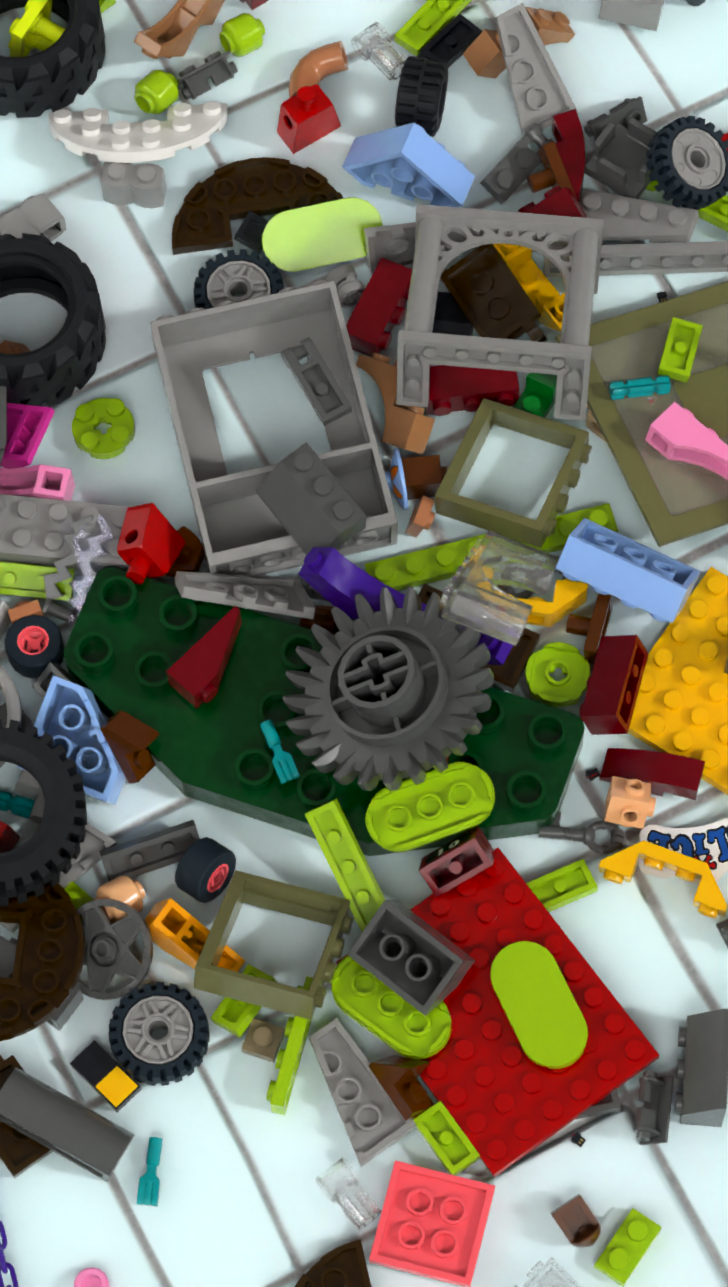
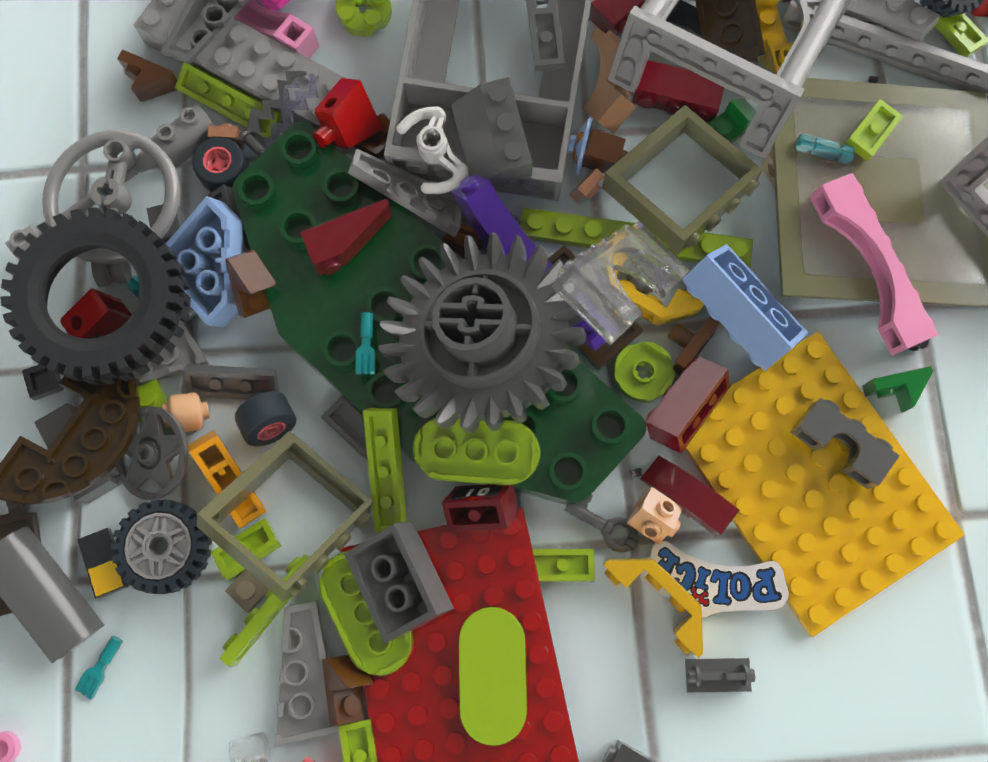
camera: 20 degrees right, 10 degrees up
(258, 527) = (435, 148): none -> white piece
(291, 846) = (348, 424): none -> dark grey tile

